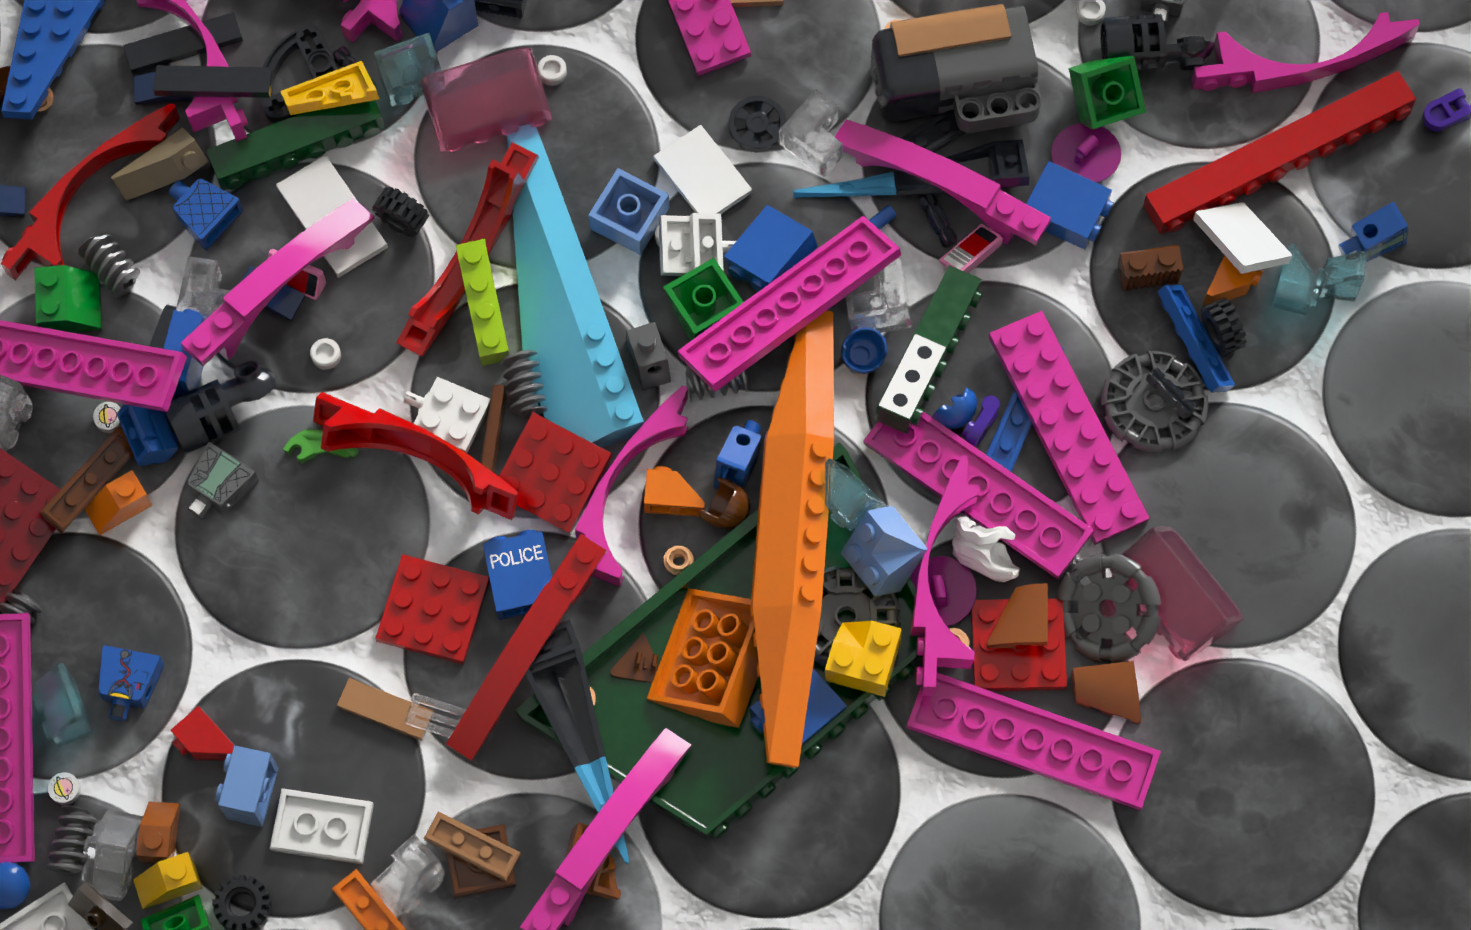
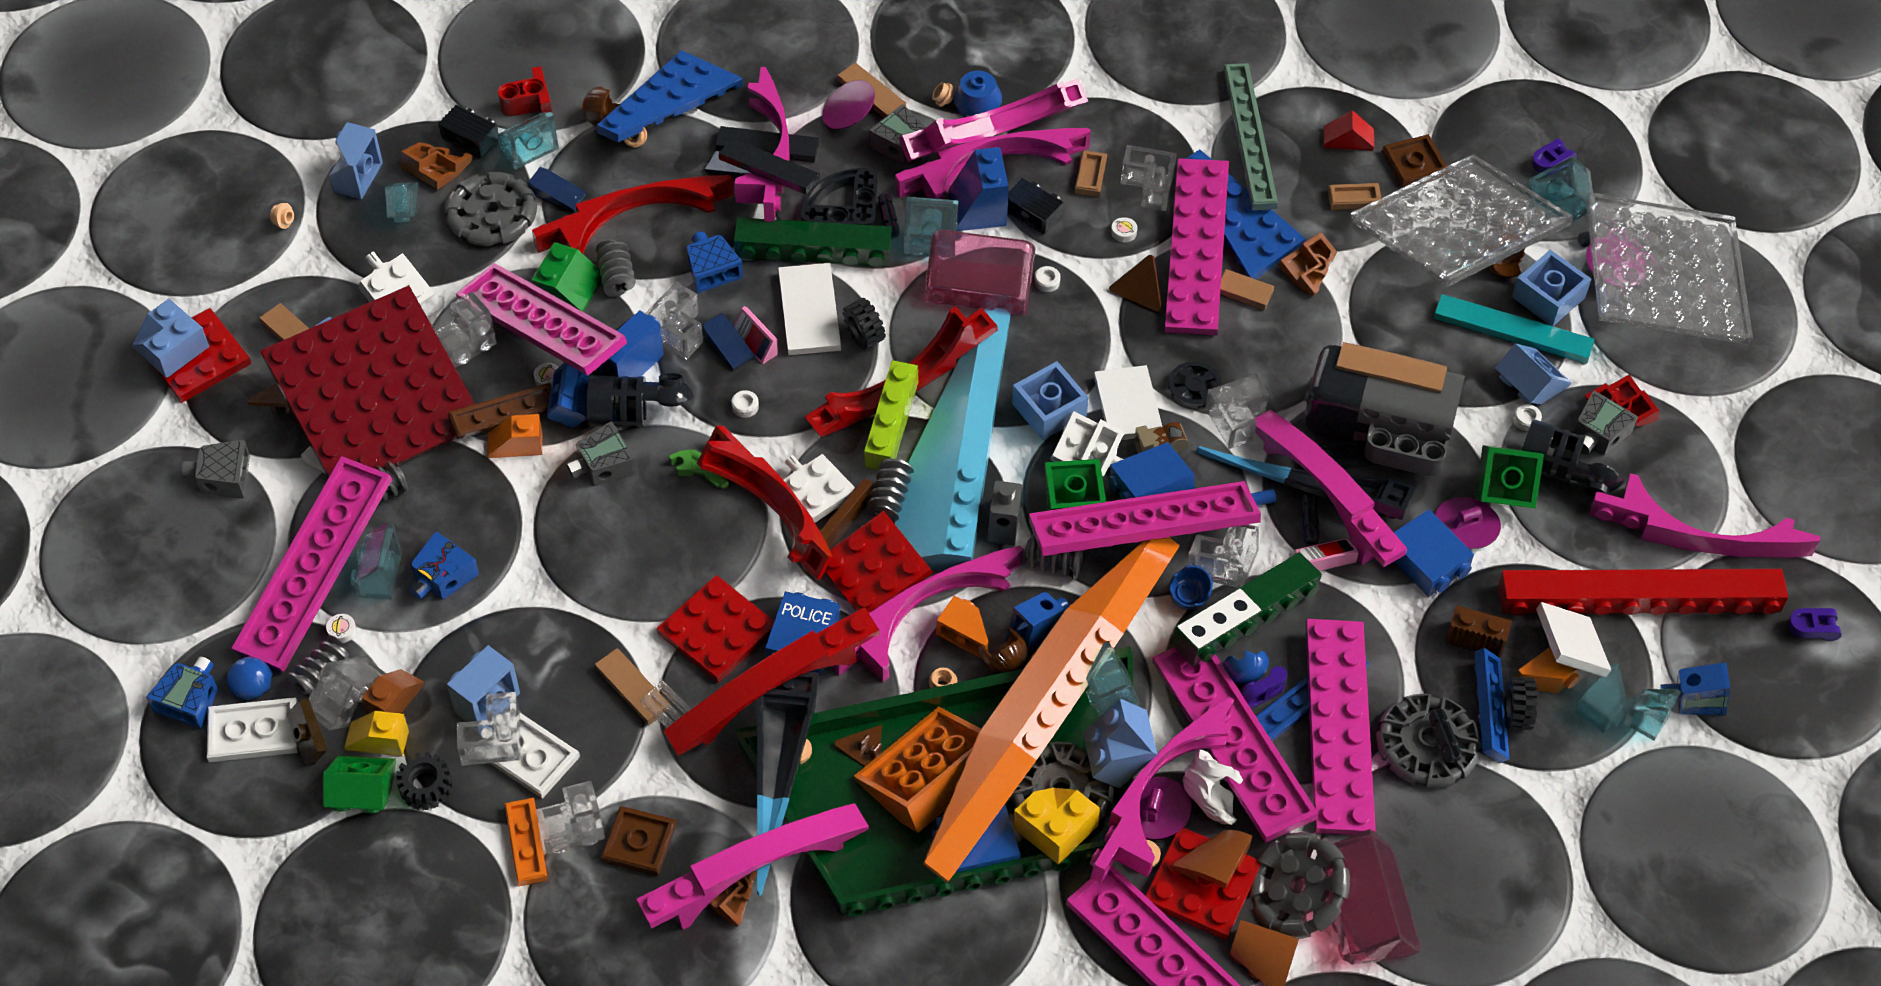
camera: 25 degrees right, 15 degrees down
(161, 166) = (695, 216): dark tan slope -> none
(201, 737) = (468, 634): red slope -> none
(242, 305) = (678, 337): dark pink slope -> none
(293, 828) = (493, 738): none -> clear brick
(331, 90) = (864, 216): yellow wing -> none
(472, 846) = (638, 823): medium nougat tile -> none
(650, 36) = (1140, 284): none -> reddish brown piece
(752, 202) = (1150, 438): none -> dark tan leg

